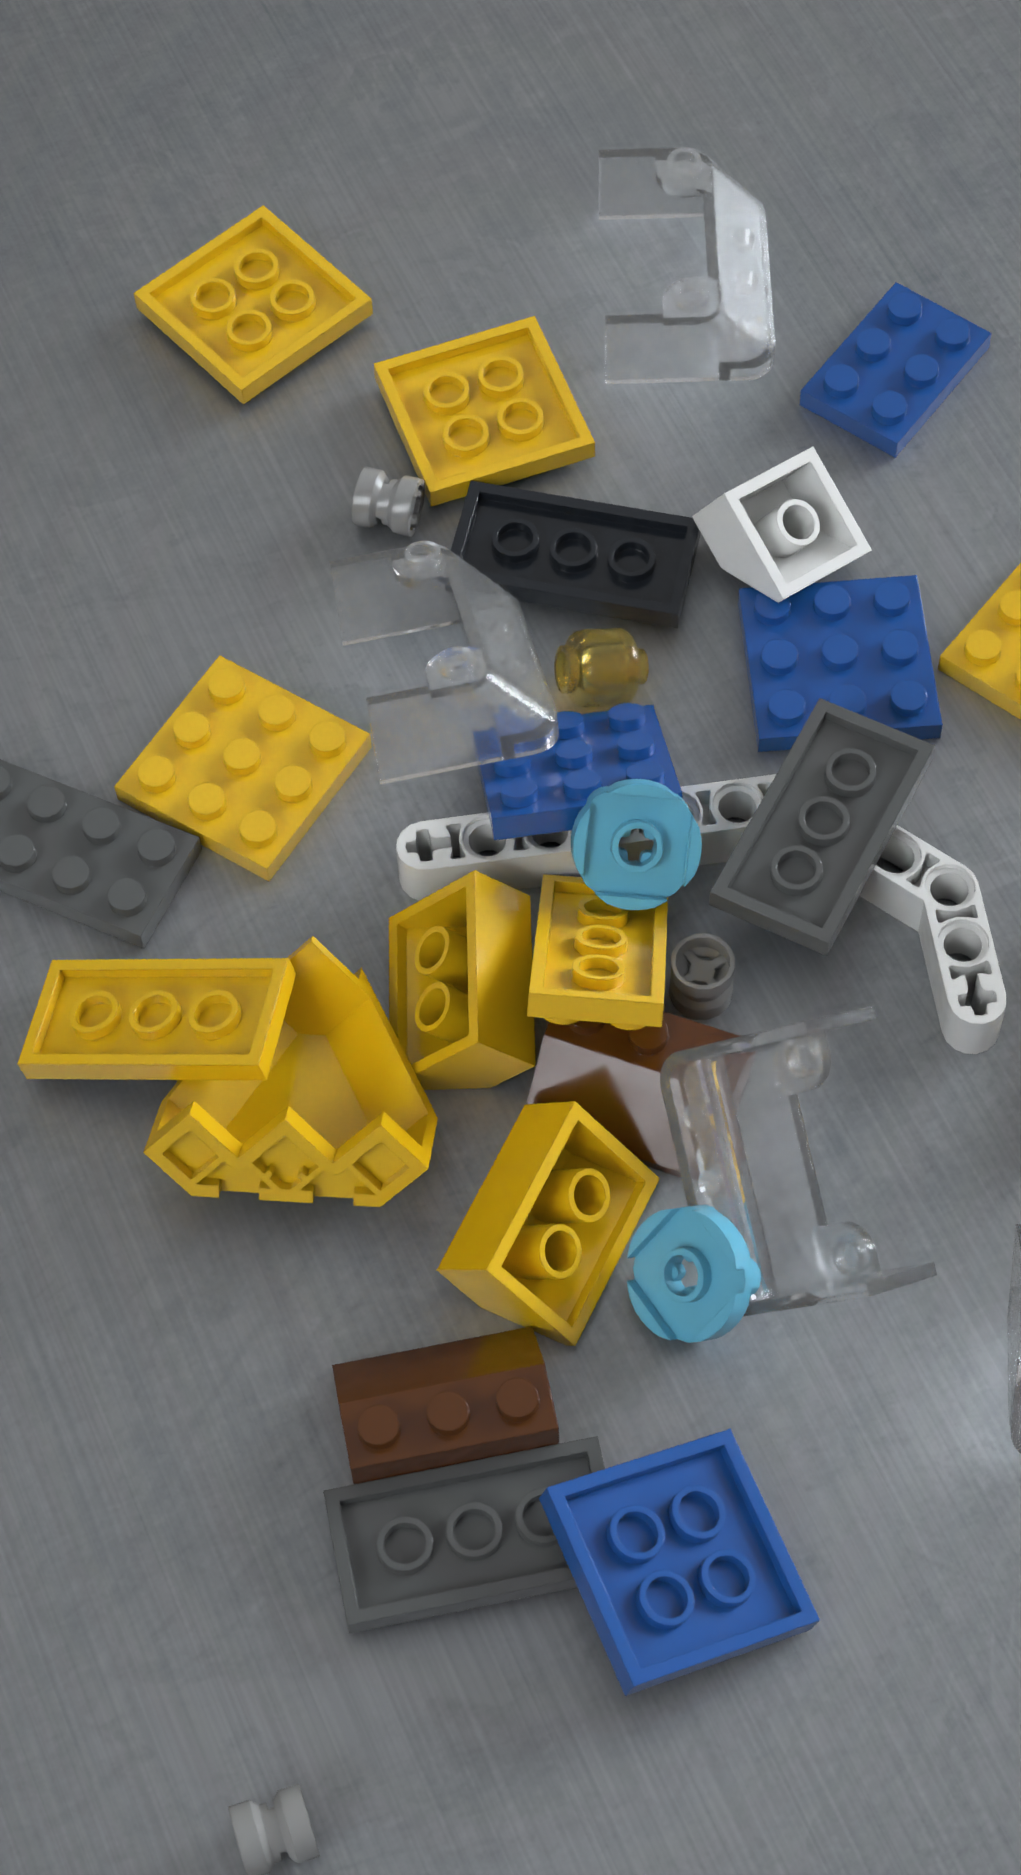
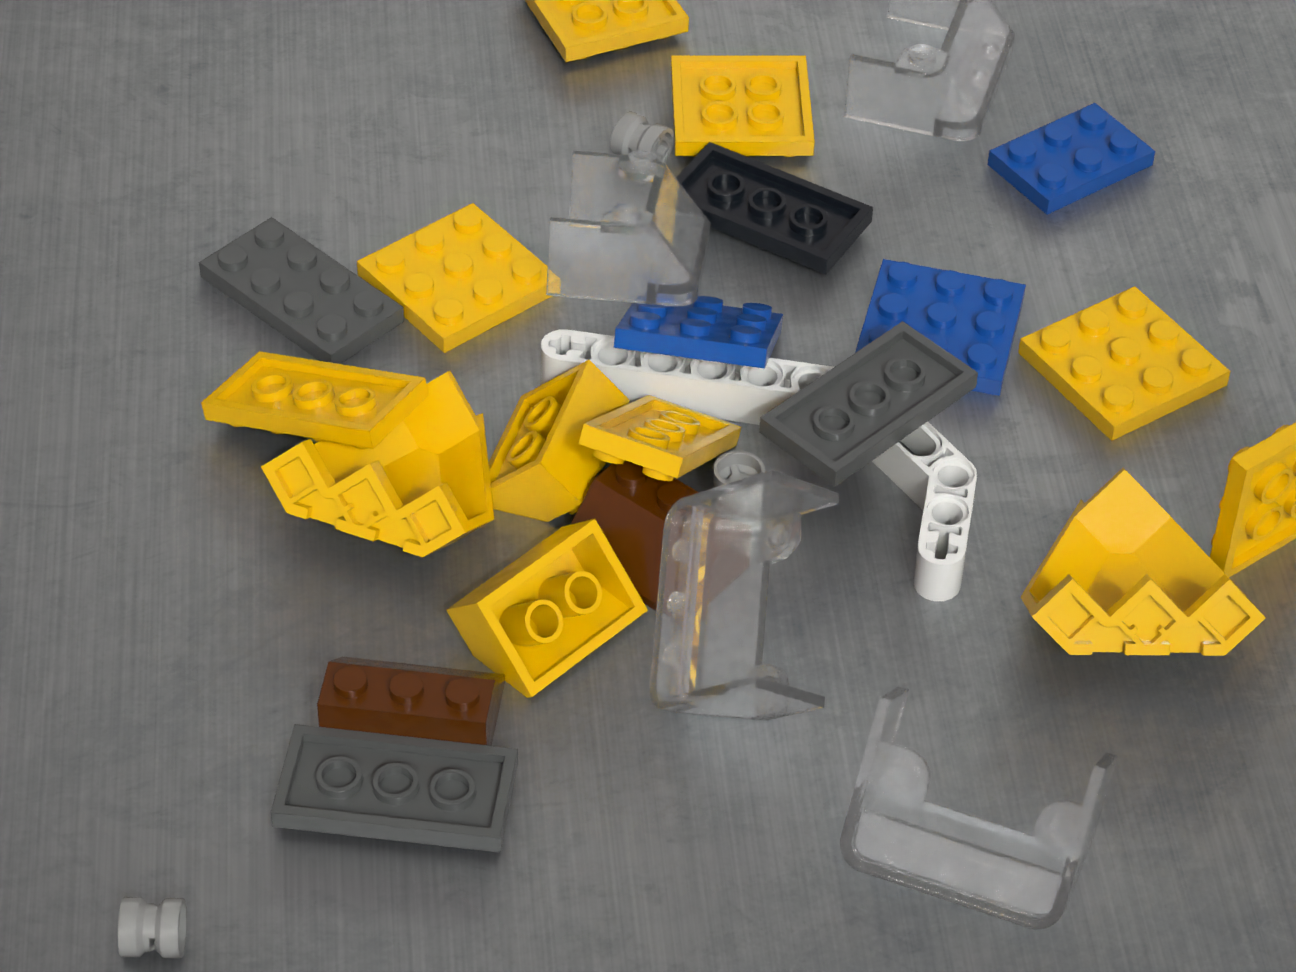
camera: 15 degrees right, 15 degrees down
(600, 667) = (752, 277): clear yellow head -> none
(659, 872) = (705, 346): medium azure plate -> none
(678, 1561) = (539, 840): blue plate -> none
(723, 1267) = (632, 688): medium azure plate -> none
(783, 528) = (930, 220): white slope -> none

